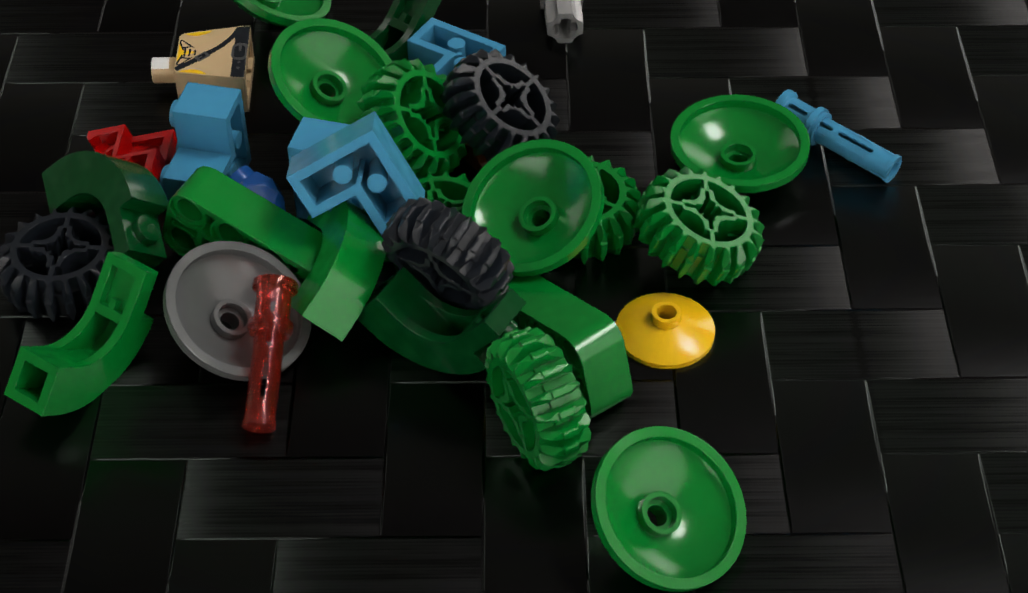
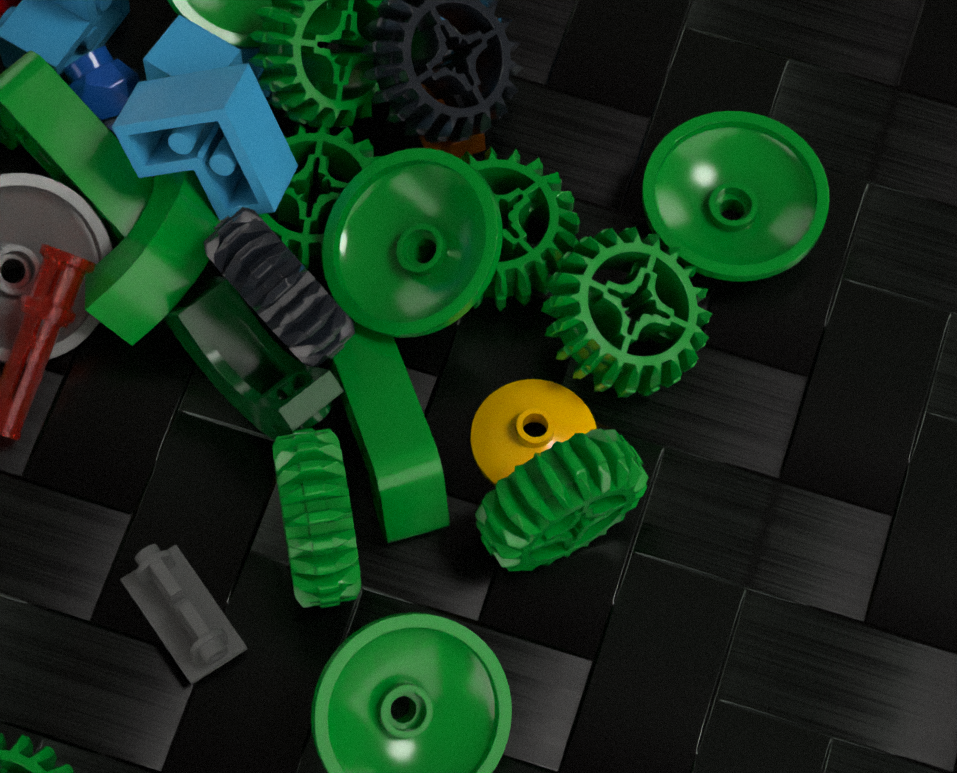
camera: 15 degrees right, 20 degrees up
(452, 503) = (182, 612): none -> dark grey hinge
(713, 339) = (561, 499): none -> green gear
(840, 139) = (865, 181): dark azure pin -> none

